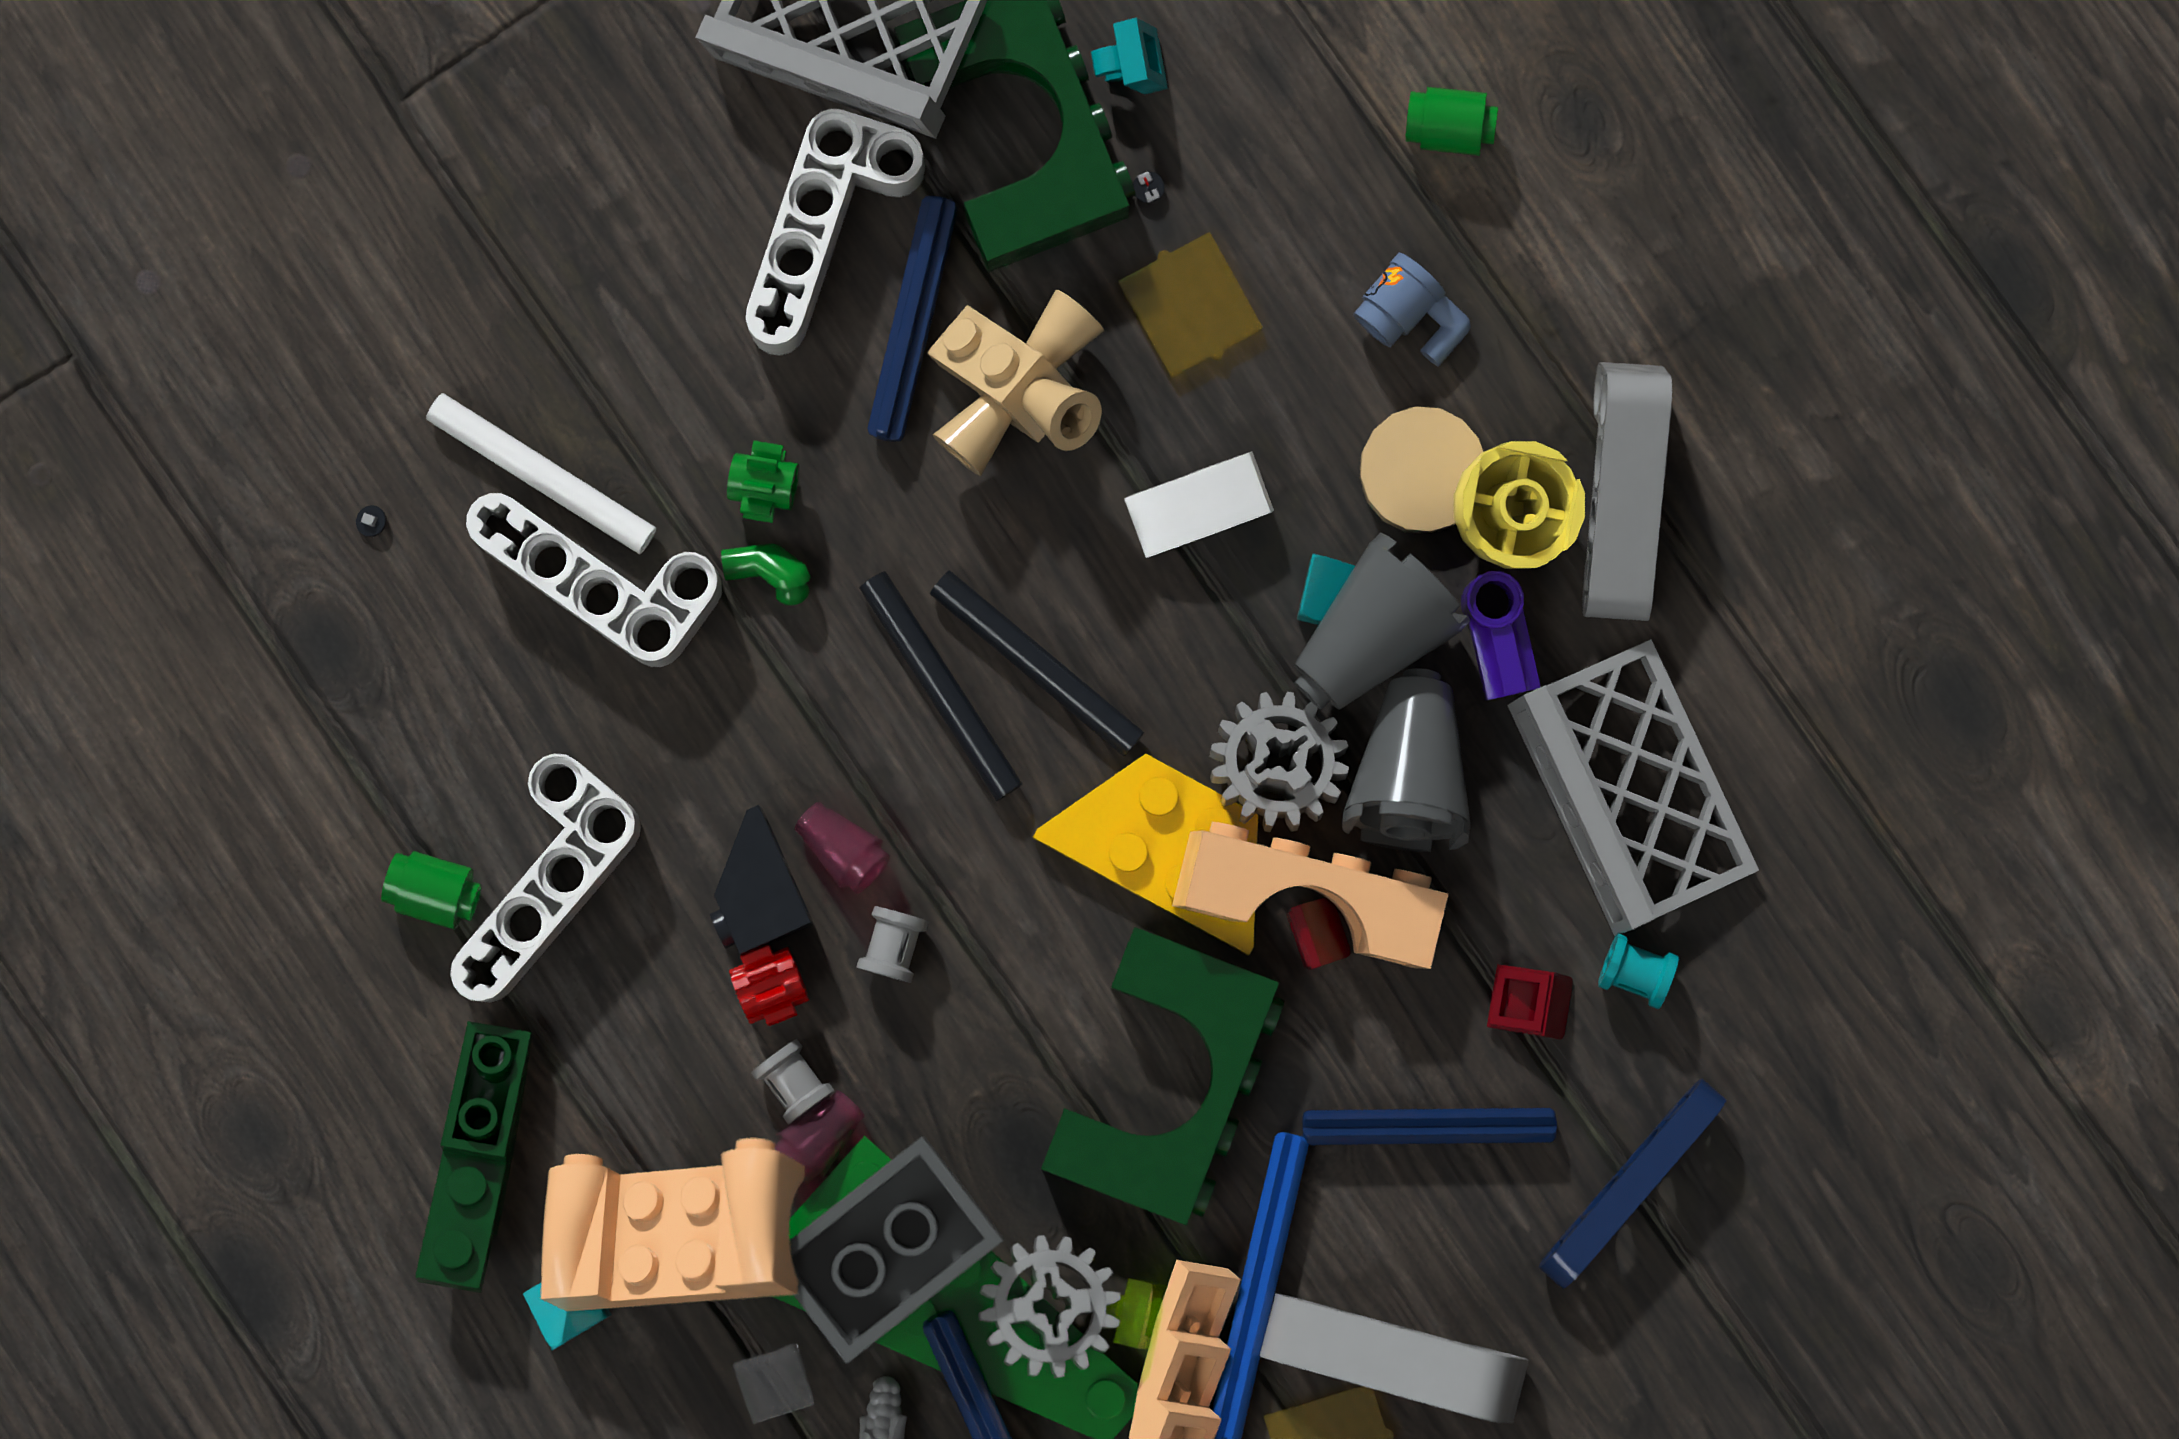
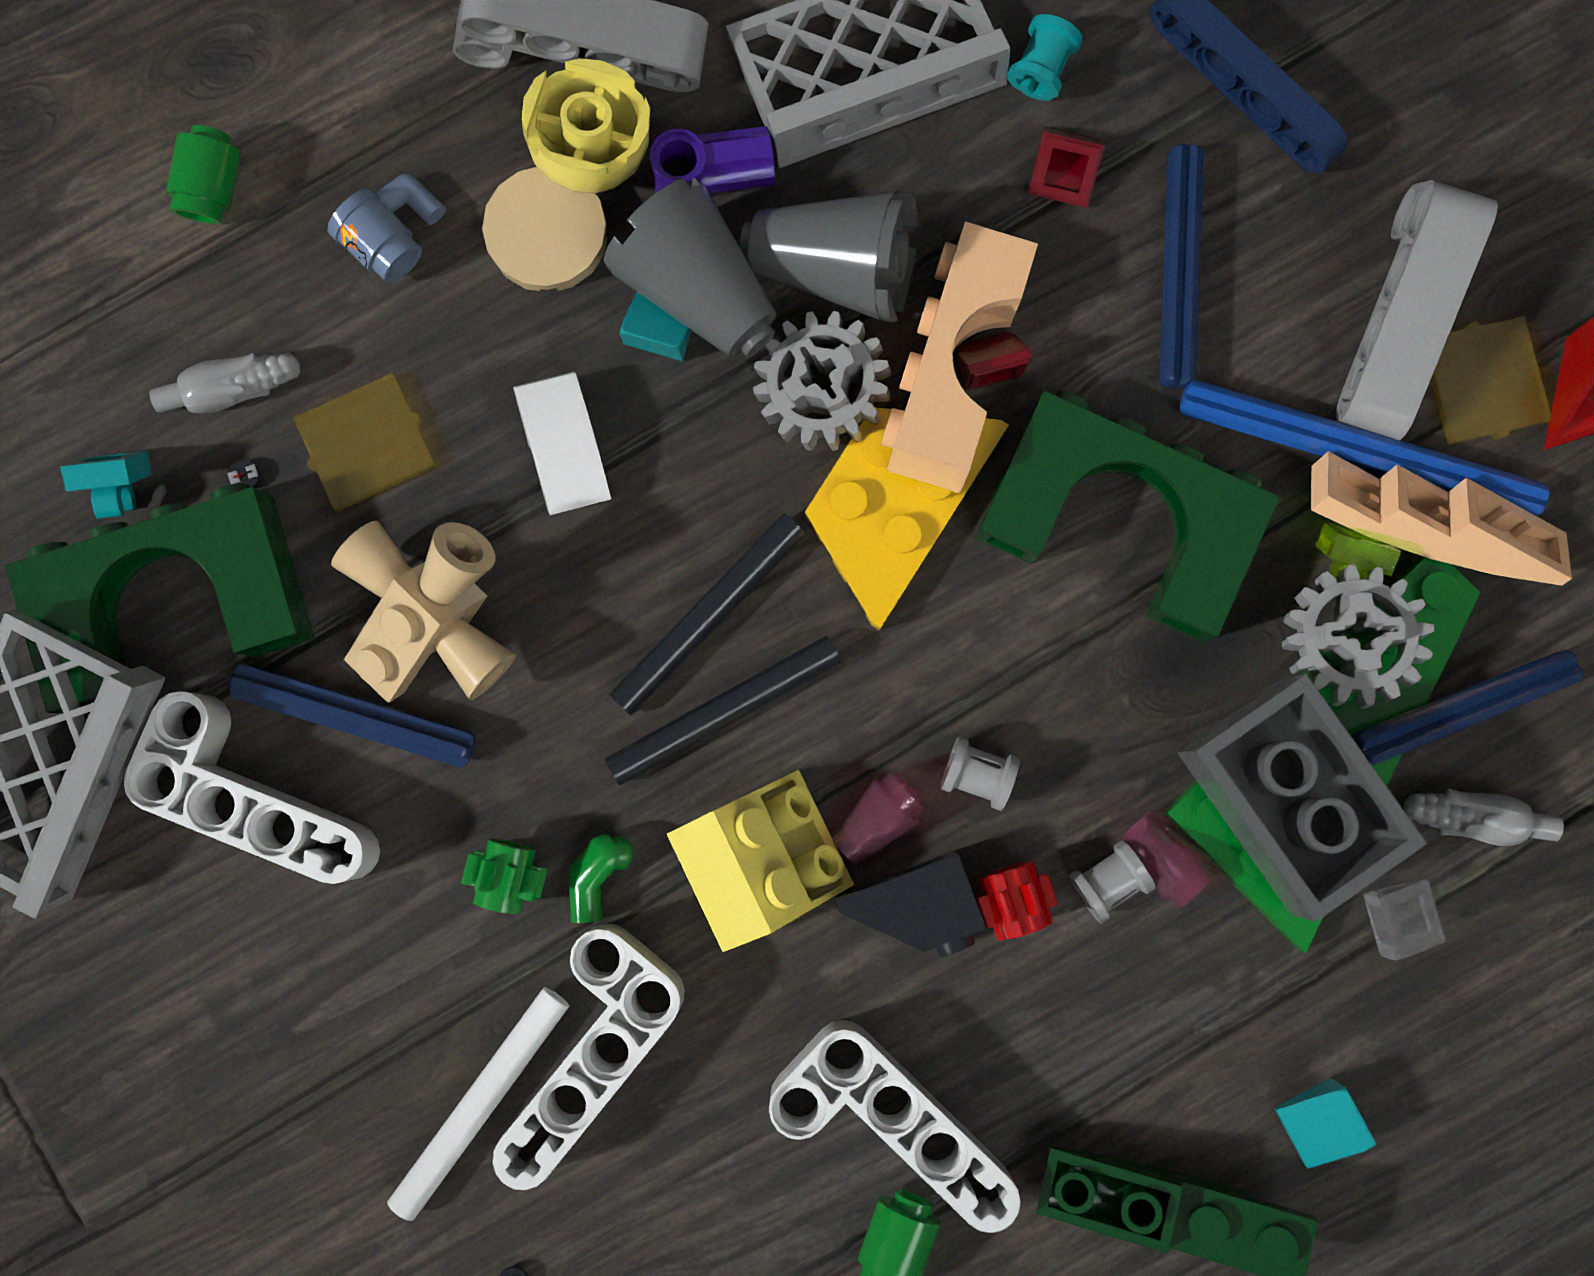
camera: 80 degrees left, 0 degrees up
(669, 1231) = (1272, 1018): light nougat piece -> none
(793, 732) = (760, 861): none -> light yellow slope
(1239, 161) = (225, 382): none -> light grey piece

